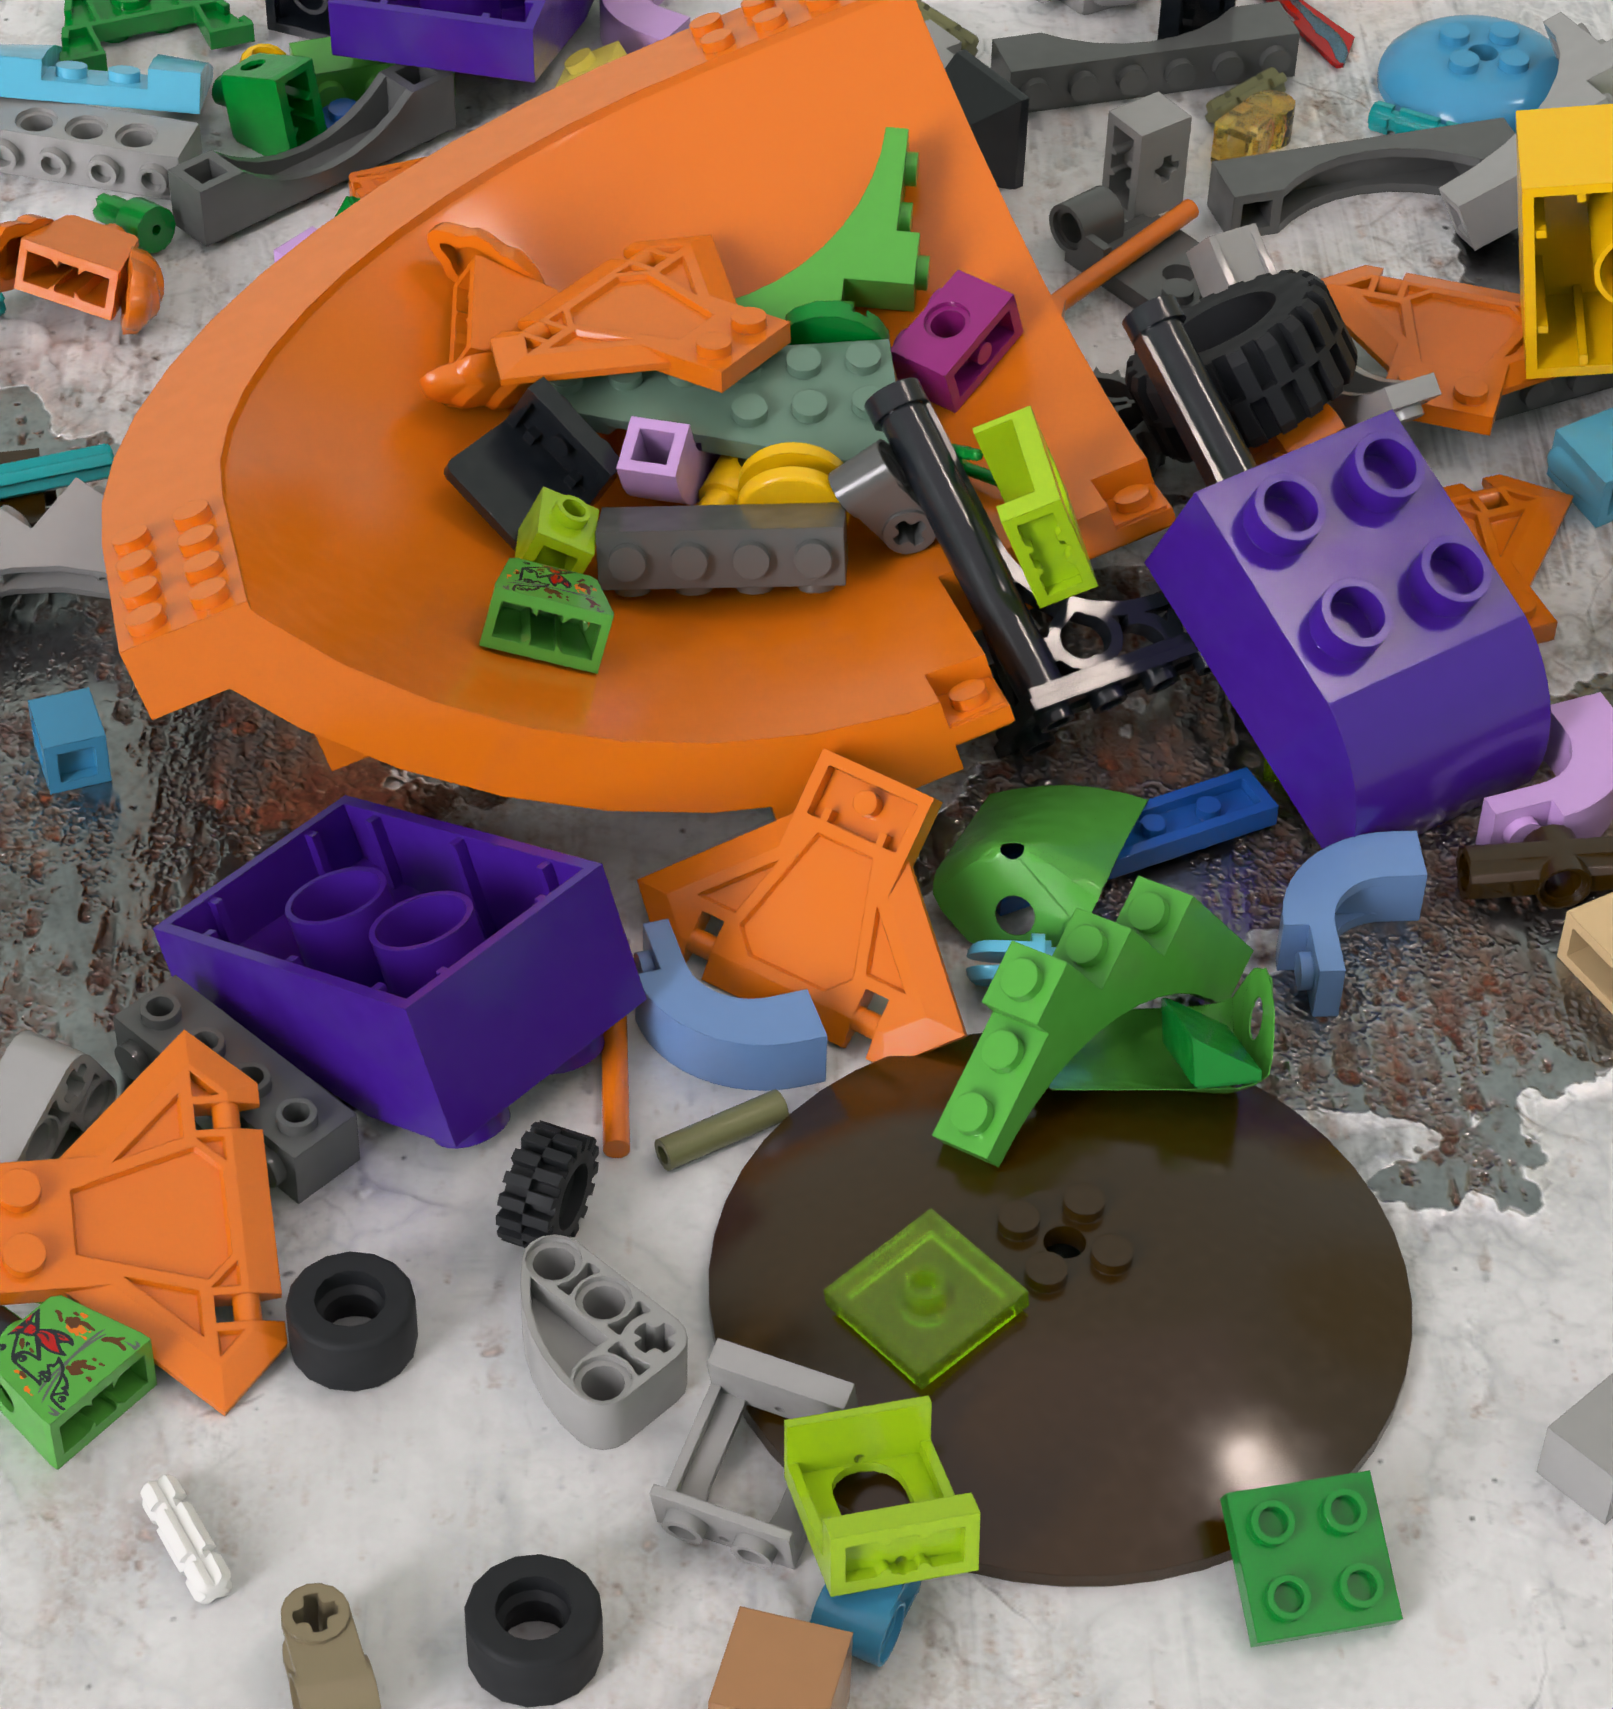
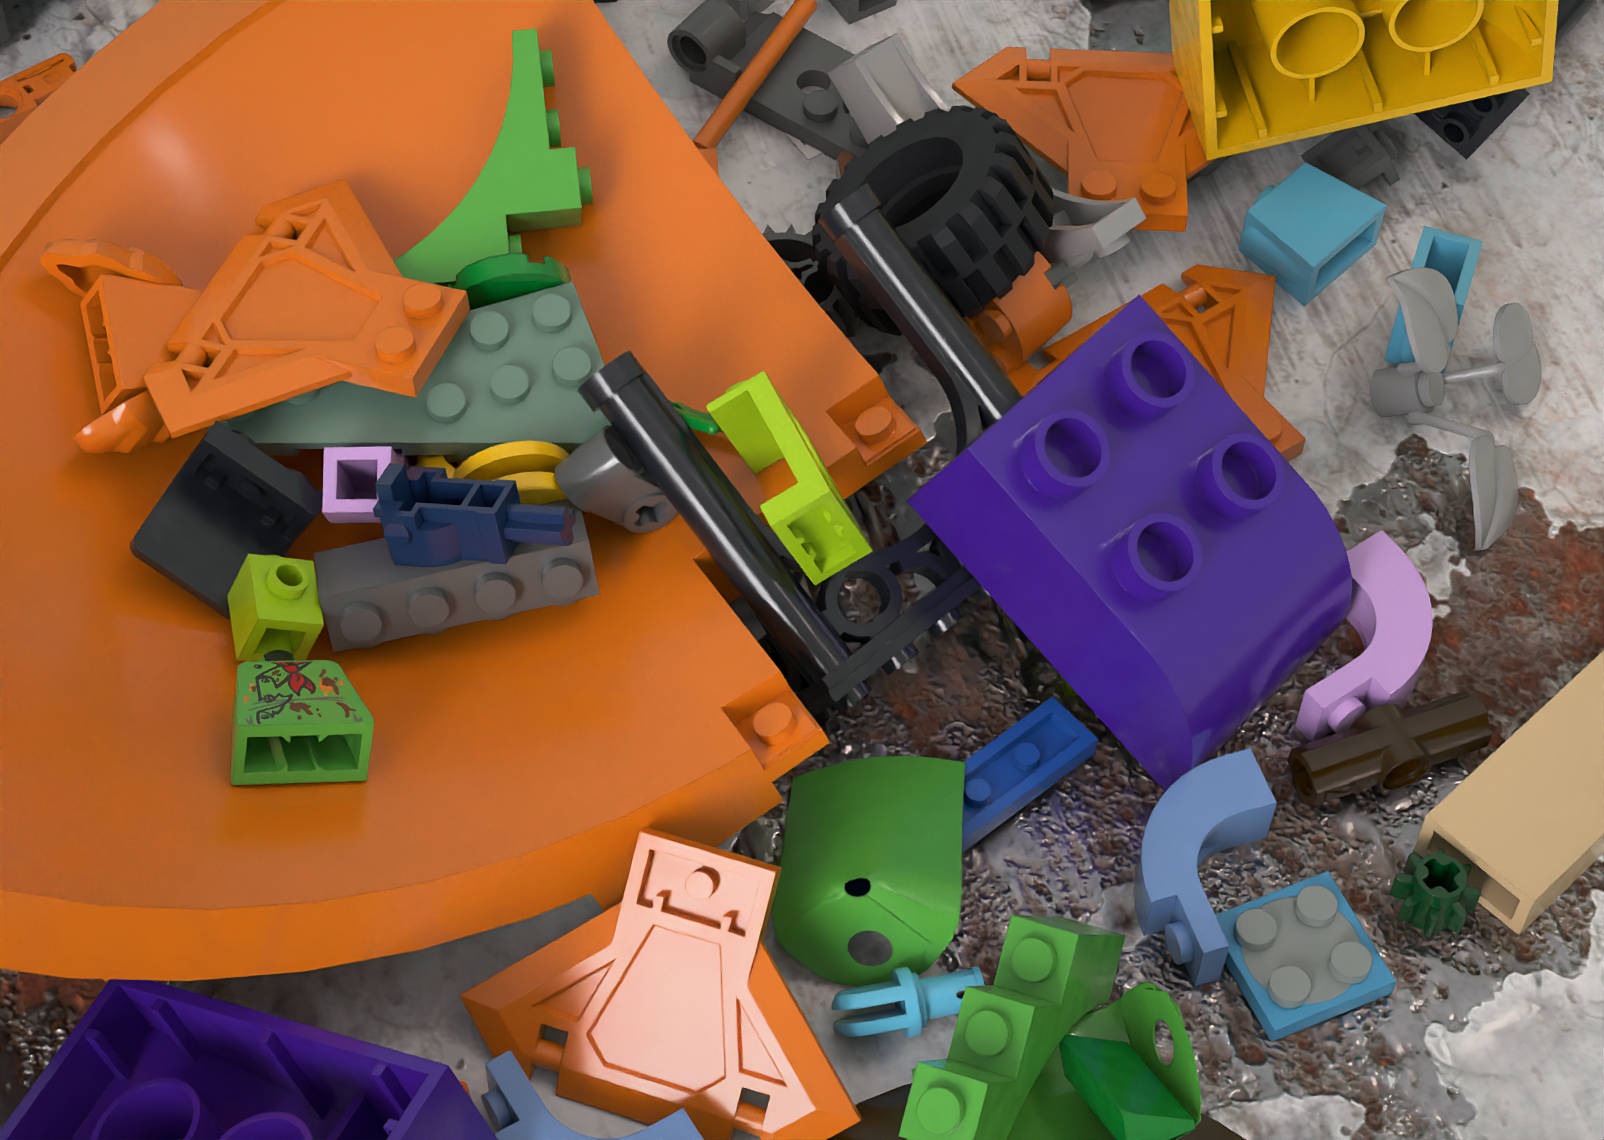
camera: 15 degrees left, 10 degrees up
(722, 489) = (447, 519): none -> dark blue piece
(957, 339) = (640, 293): magenta brick -> none
(1419, 1009) = (1302, 956): none -> light grey piece
(1560, 980) = (1435, 892): none -> dark green gear

